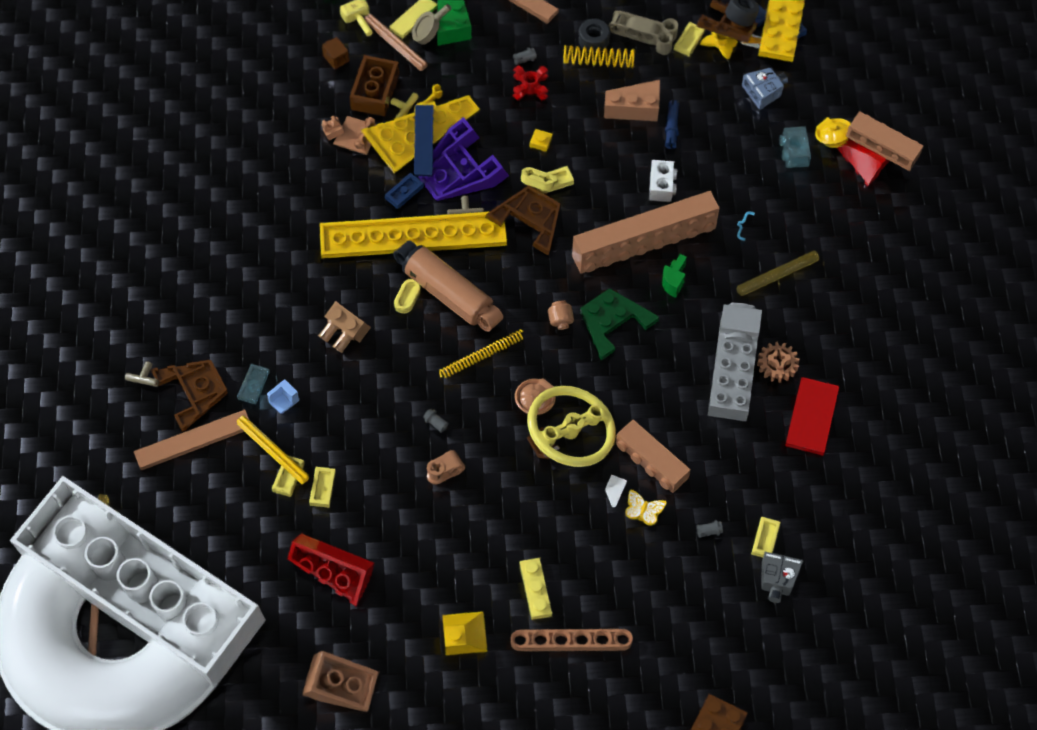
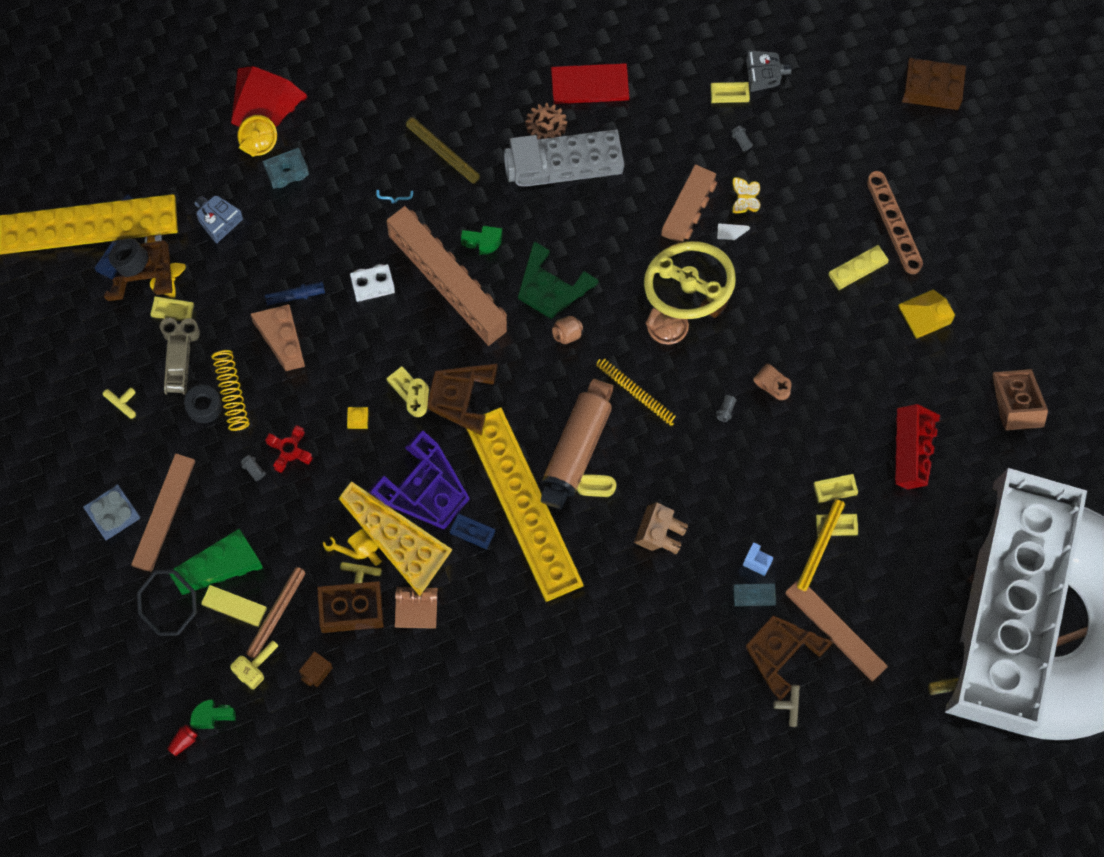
camera: 110 degrees left, 10 degrees up
(332, 128) = (418, 634): nougat tile -> none
(423, 140) = (411, 525): dark blue tile -> none
(427, 25) = (250, 579): dark tan piece -> none
(465, 207) = (473, 463): dark tan piece -> none
(884, 141) = (264, 79): nougat brick -> none

